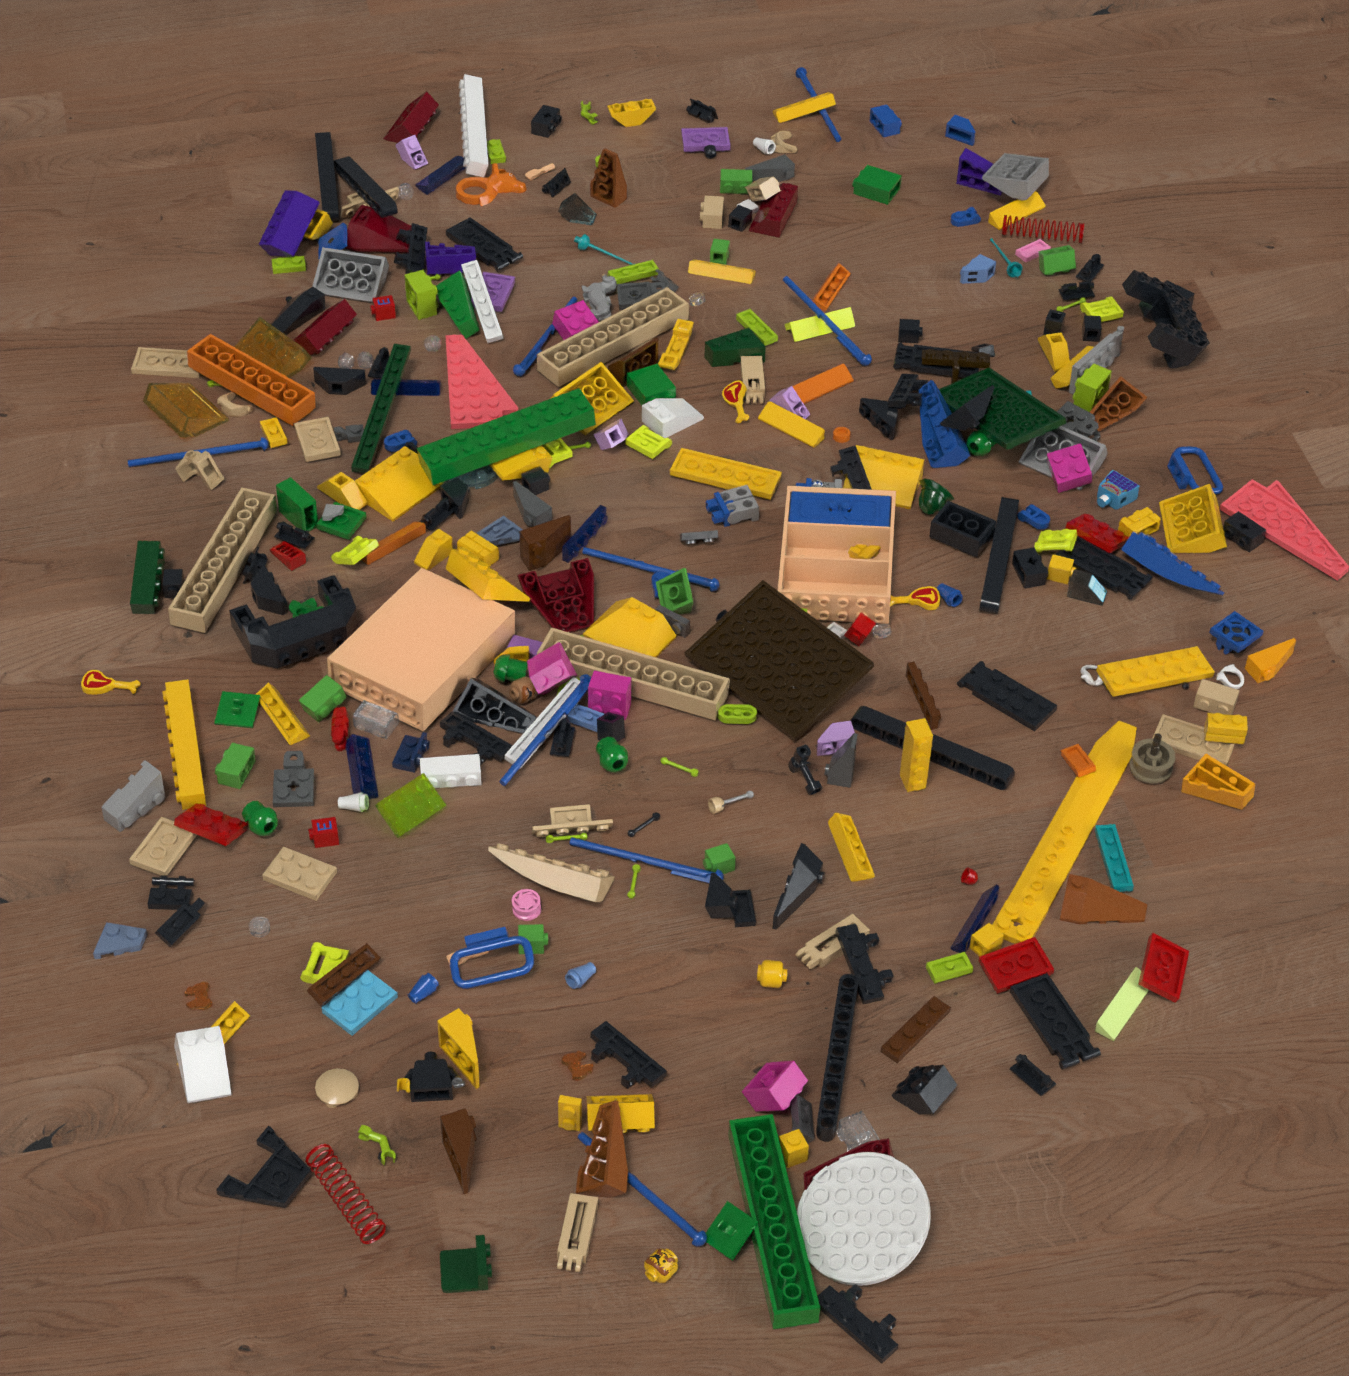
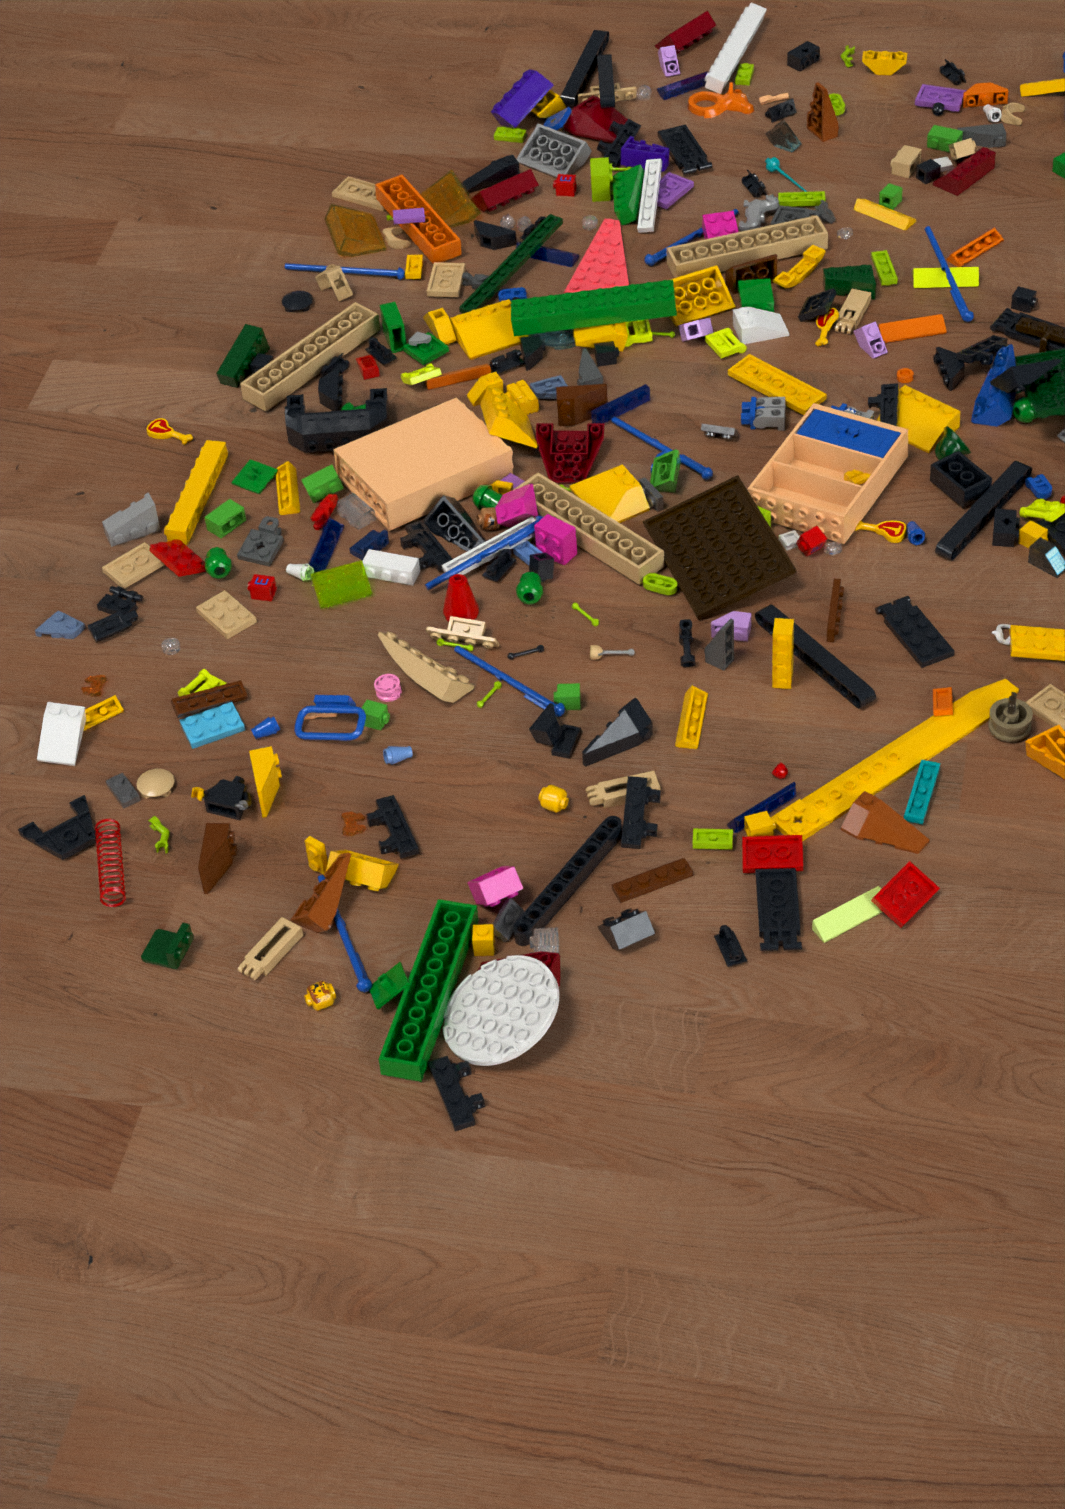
camera: 30 degrees right, 0 degrees up
(165, 500) = (297, 301): none -> black dish
(246, 378) = (408, 216): none -> medium lavender tile
(305, 1106) = (123, 790): none -> flat silver plate
(549, 788) = (460, 599): none -> red cone
(582, 270) = (752, 183): none -> black hinge
(718, 380) = (817, 305): none -> black plate
(748, 128) = (985, 93): none -> orange slope
(792, 424) = (863, 357): yellow slope -> none

